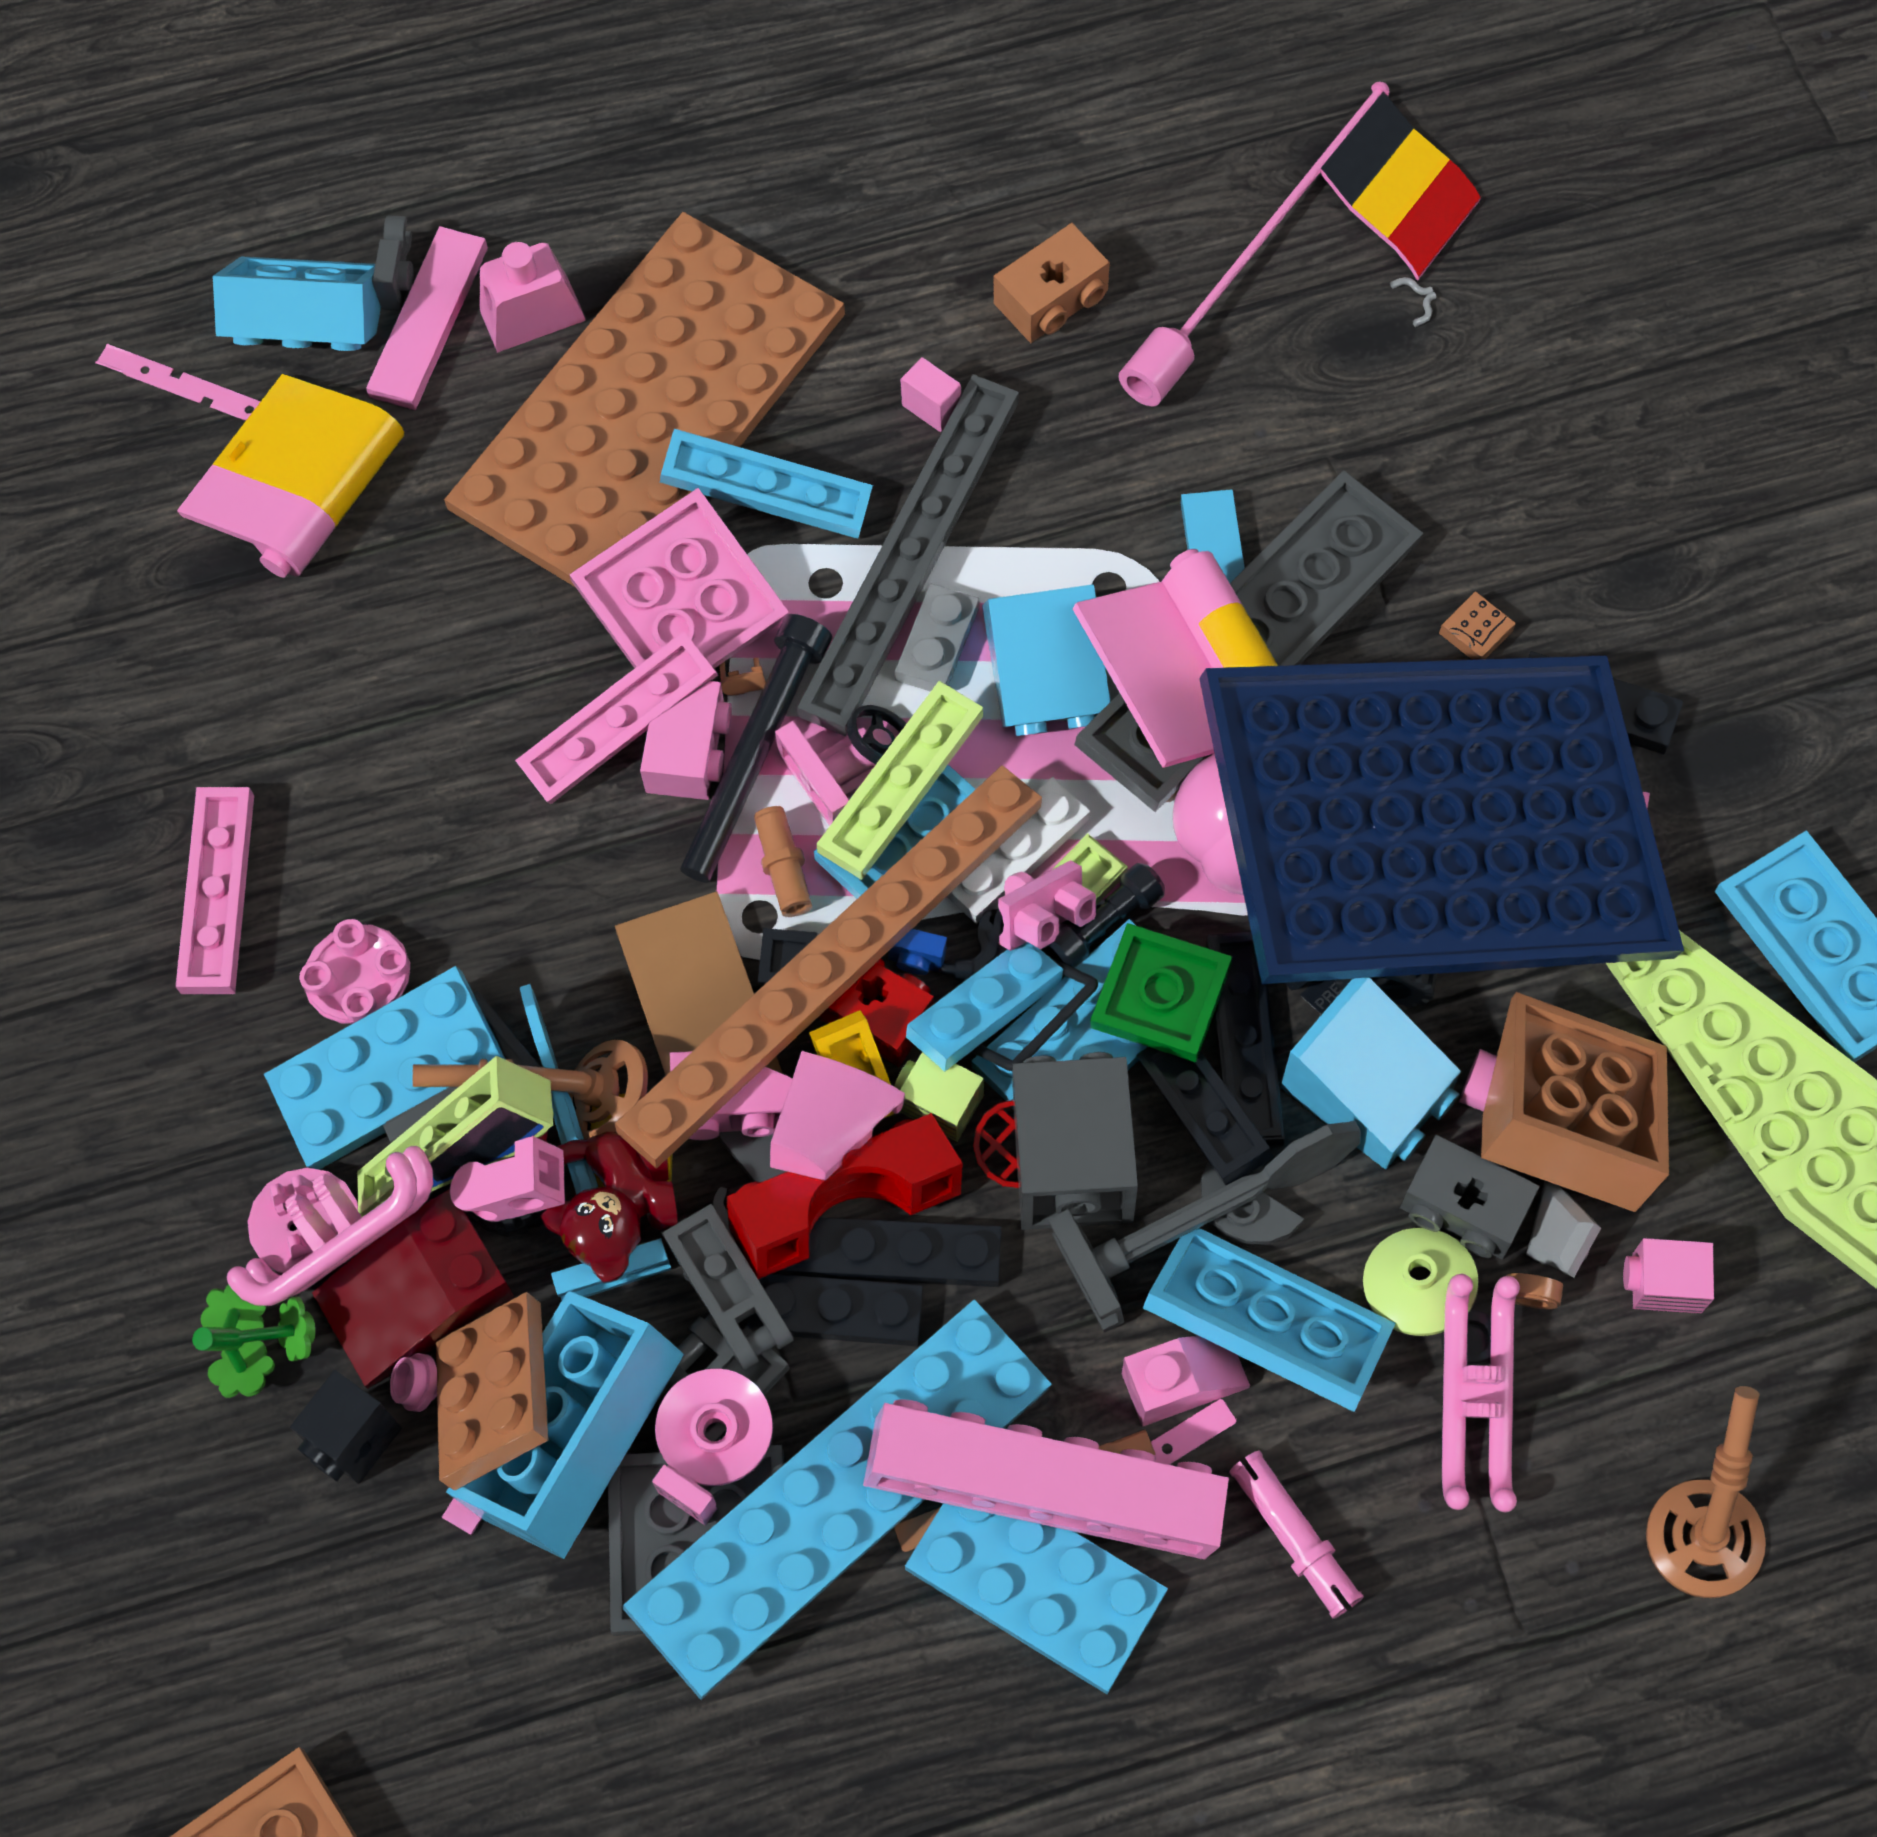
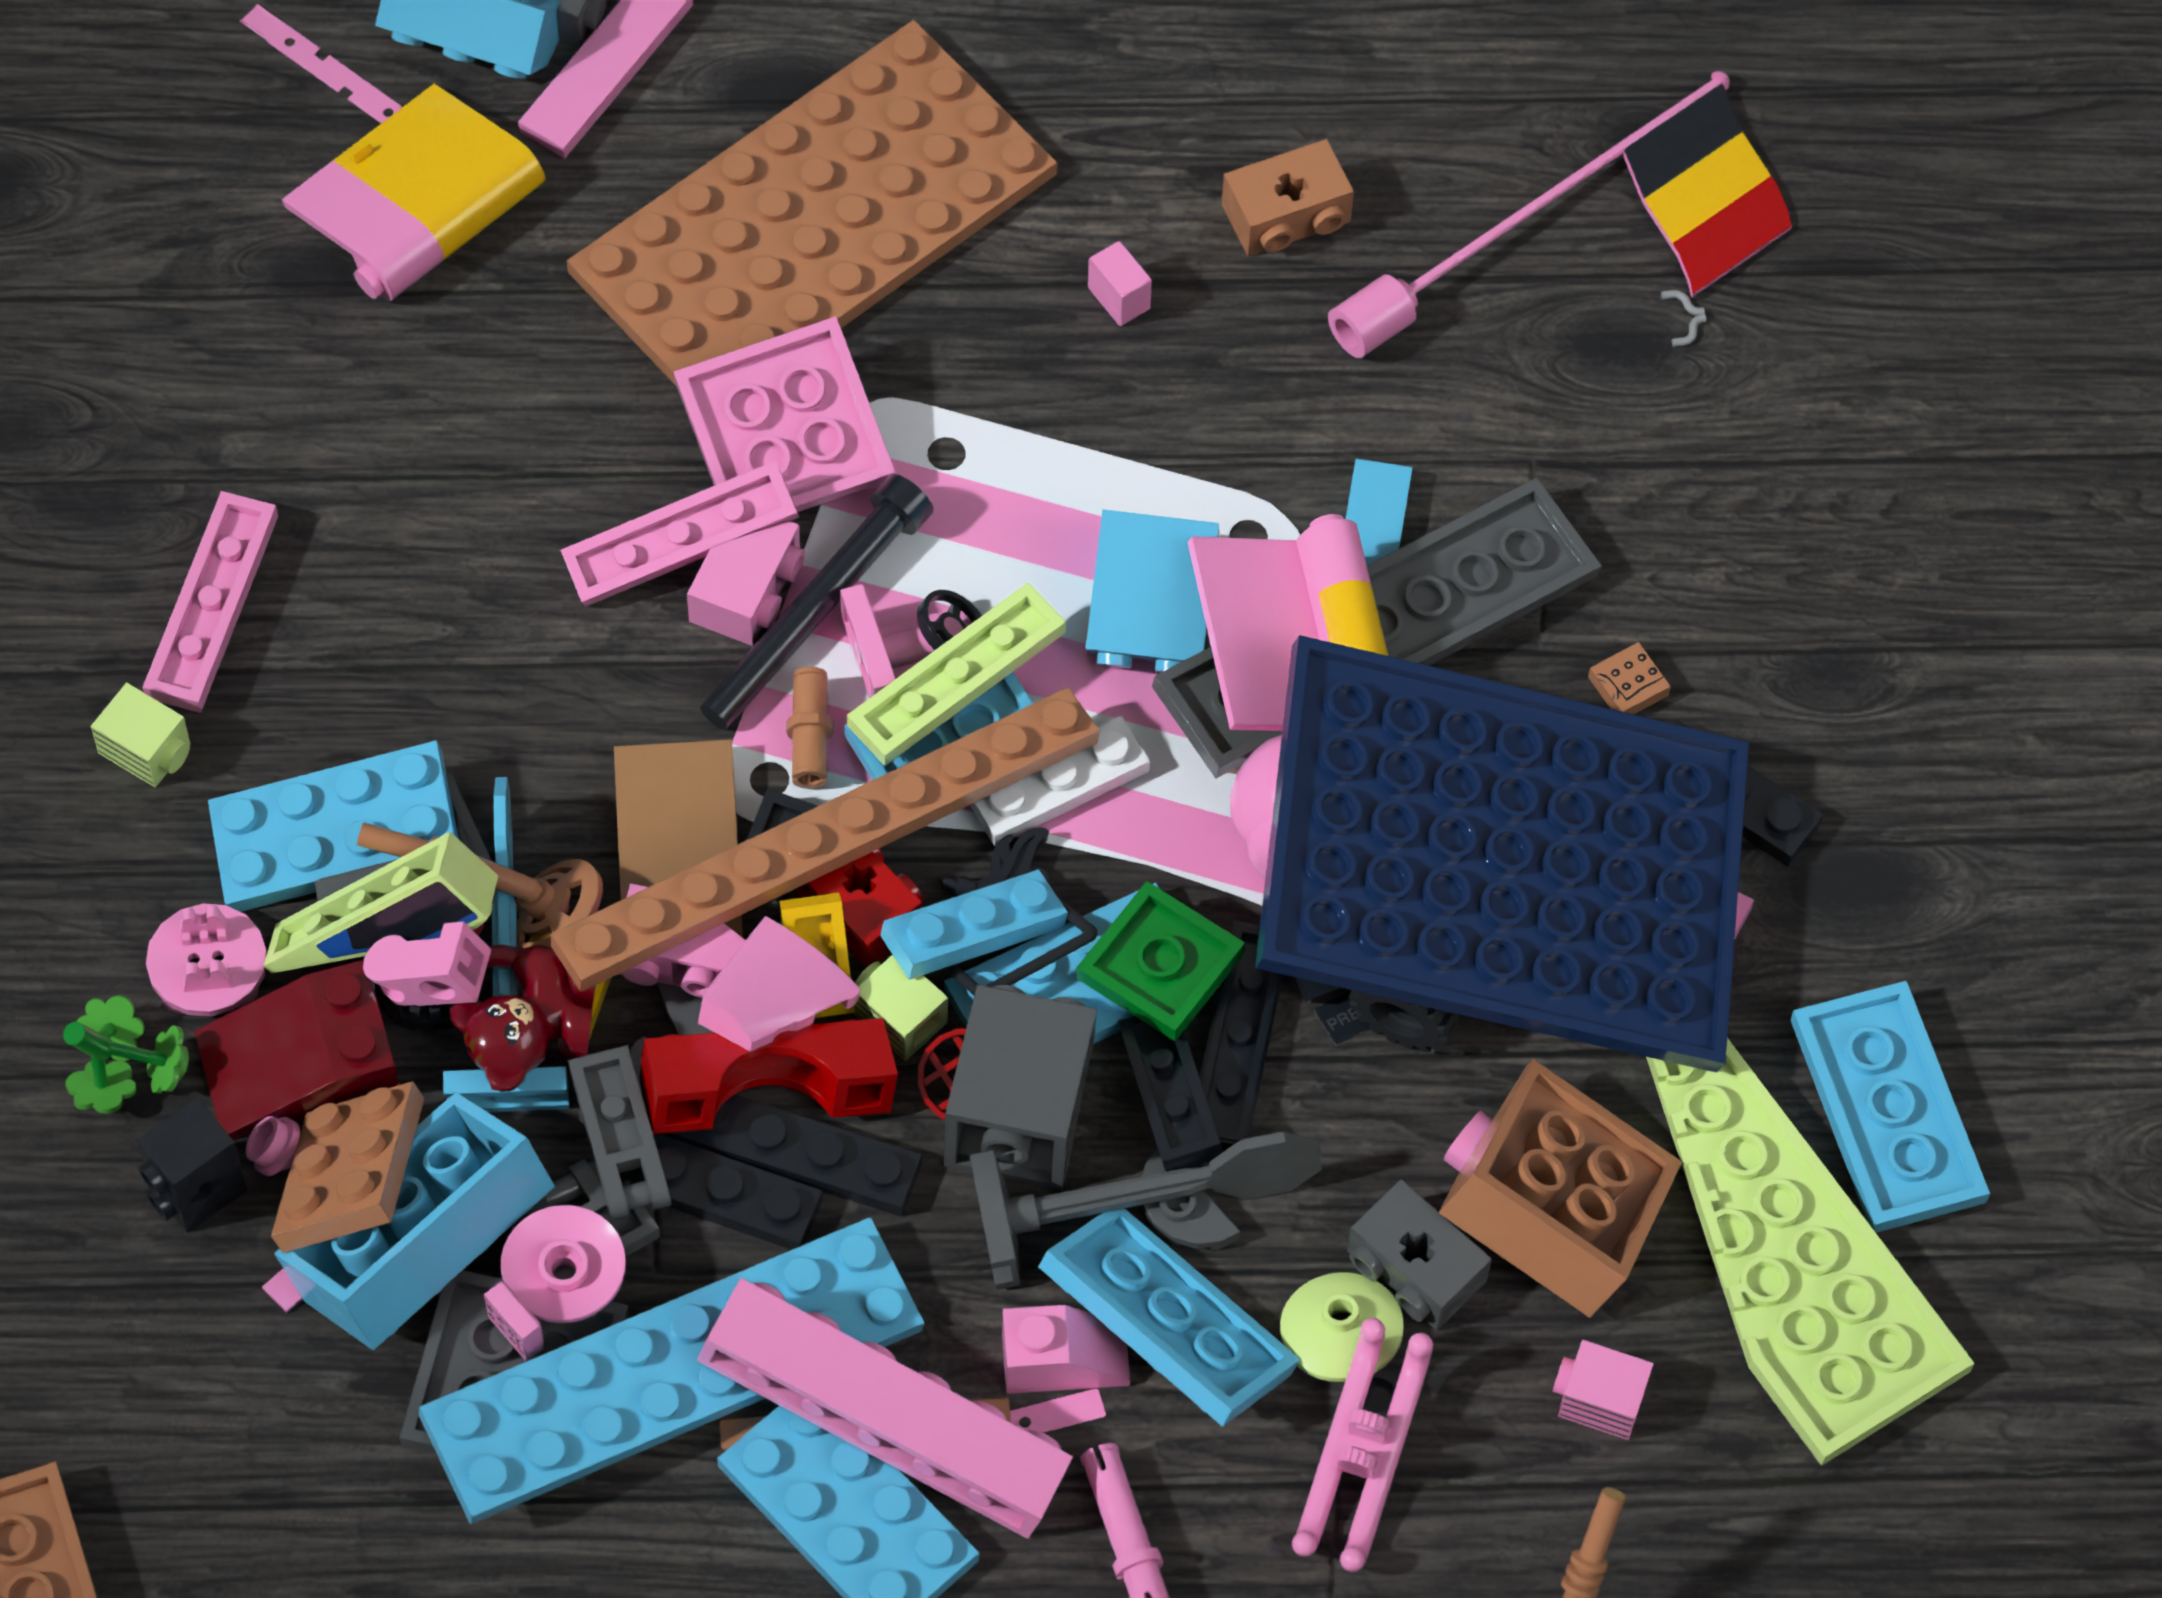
camera: 10 degrees right, 5 degrees down
(187, 1031) = (141, 735): none -> yellowish green brick
(355, 972) = (331, 721): bright pink dish -> none
(412, 1187) = (257, 975): bright pink piece -> none
(526, 295) = (718, 67): bright pink torso -> none
(742, 683) = (825, 533): nougat piece -> none
(766, 483) = (912, 331): medium azure plate -> none
(908, 555) = (1043, 444): dark grey plate -> none
(919, 952) = (923, 856): blue plate -> none
(937, 638) = (1046, 540): light grey plate -> none
(1038, 905) = (1062, 840): bright pink hips -> none
(1099, 866) = (1130, 824): yellowish green tile -> none
(1138, 888) = (1175, 854): black piece -> none
(1374, 1069) = (1356, 1095): medium azure slope -> none
(1538, 1291) = (1456, 1366): nougat tile -> none
(1561, 1231) = (1504, 1315): light grey piece -> none

